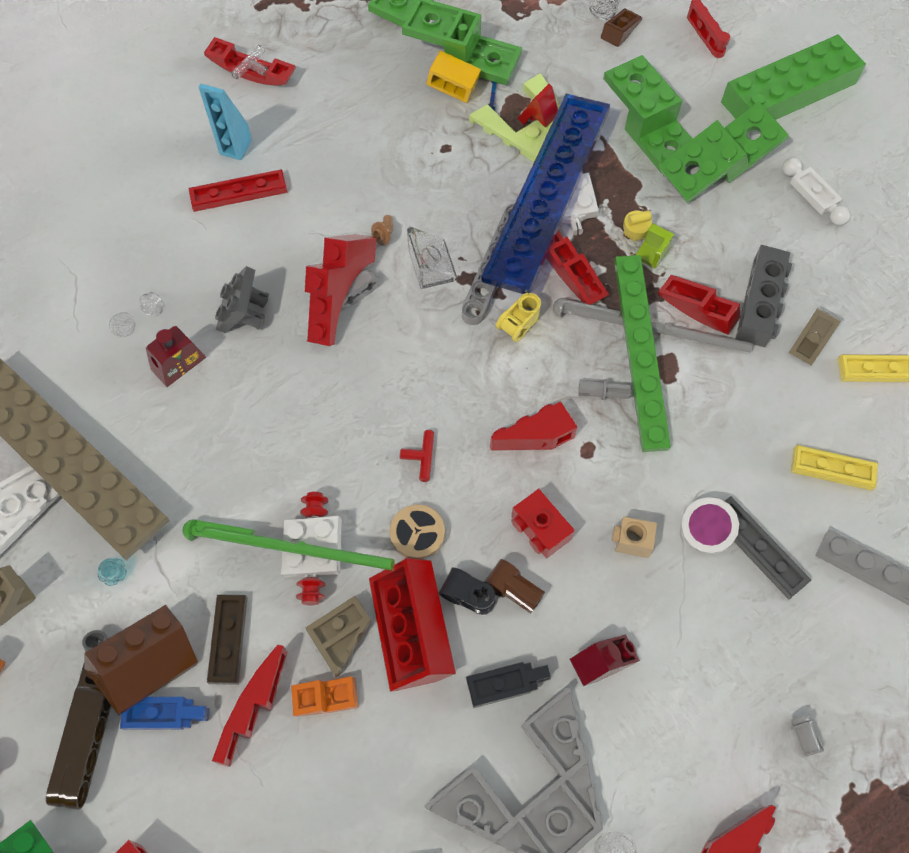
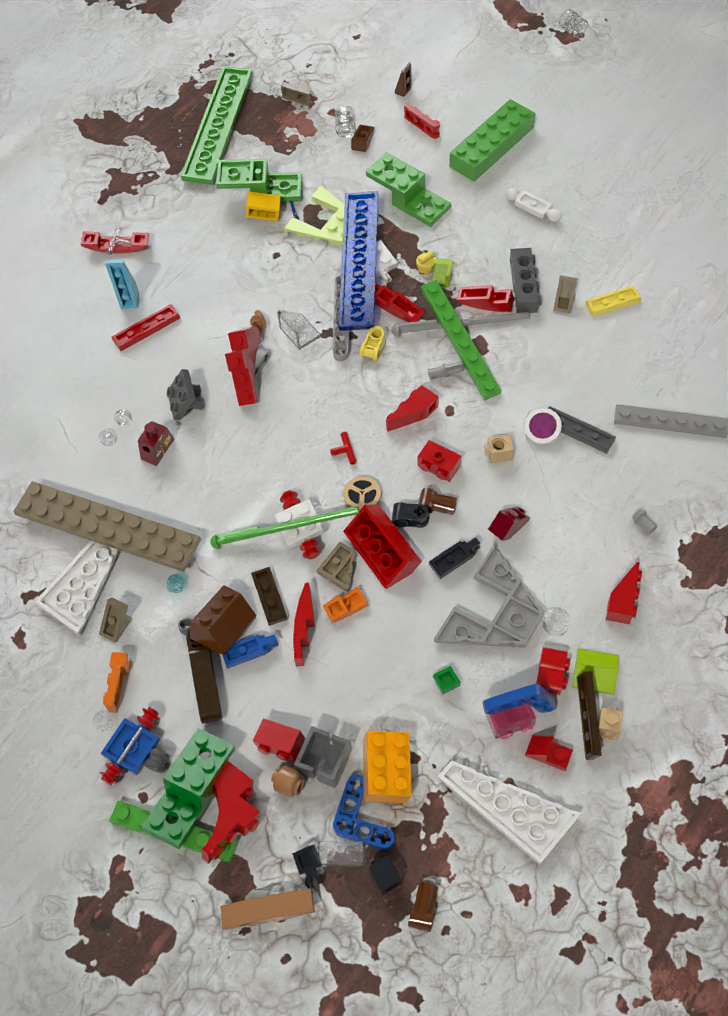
camera: 15 degrees left, 5 degrees down
(542, 108) = (332, 207): red slope -> none
(723, 152) = (463, 198): bright green bracket -> none
(834, 467) = (606, 368): light yellow tile -> none

